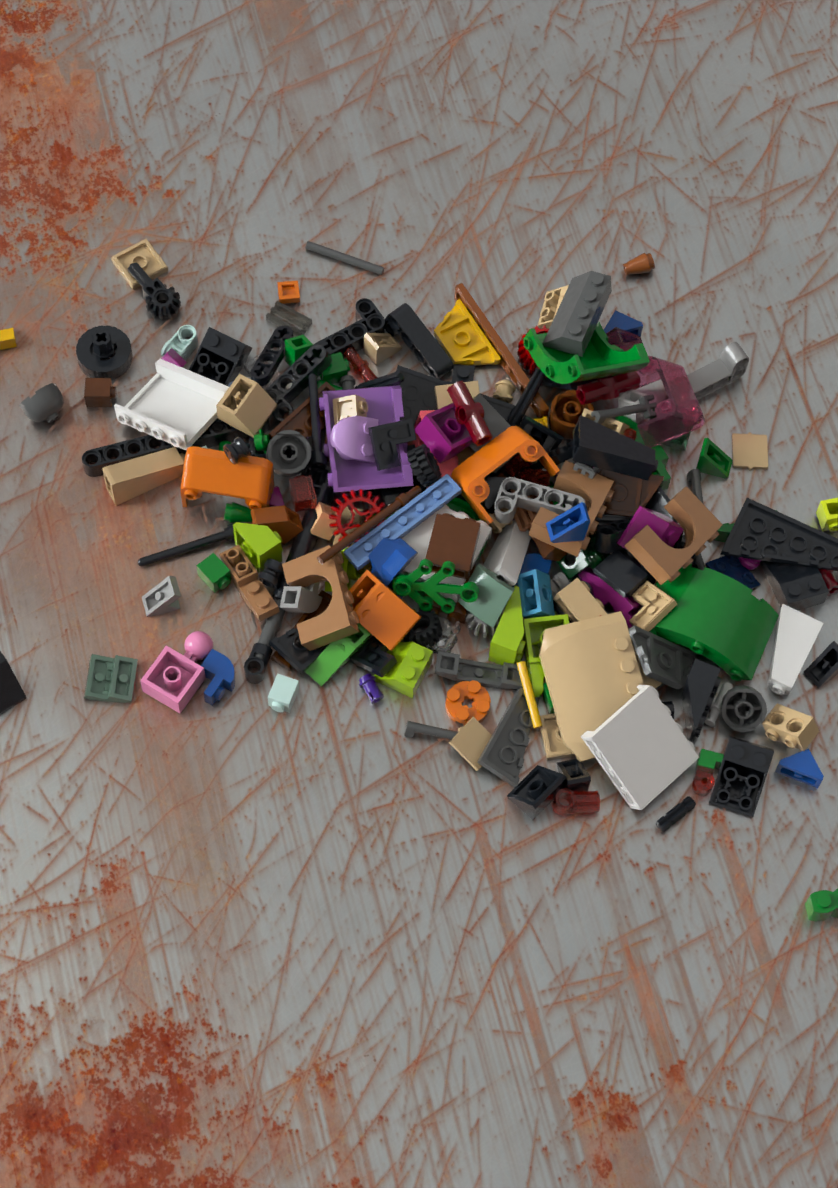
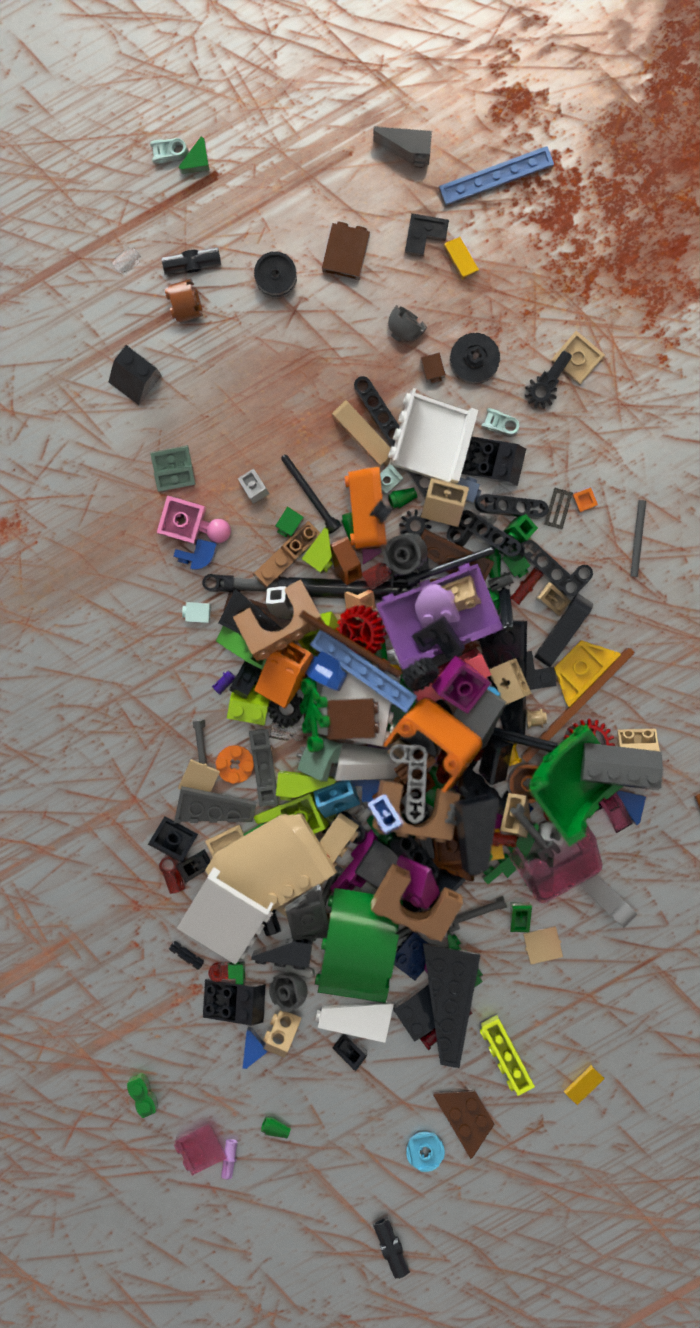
camera: 80 degrees right, 25 degrees up
(174, 358) = (480, 422): magenta slope -> none
(261, 441) = (416, 525): green plate -> none
(271, 573) = (296, 571): black wheel -> none
(469, 413) = (479, 700): dark red piece -> none
(529, 694) = (251, 813): yellow bar -> none
(655, 606) = (350, 902): tan tile -> none

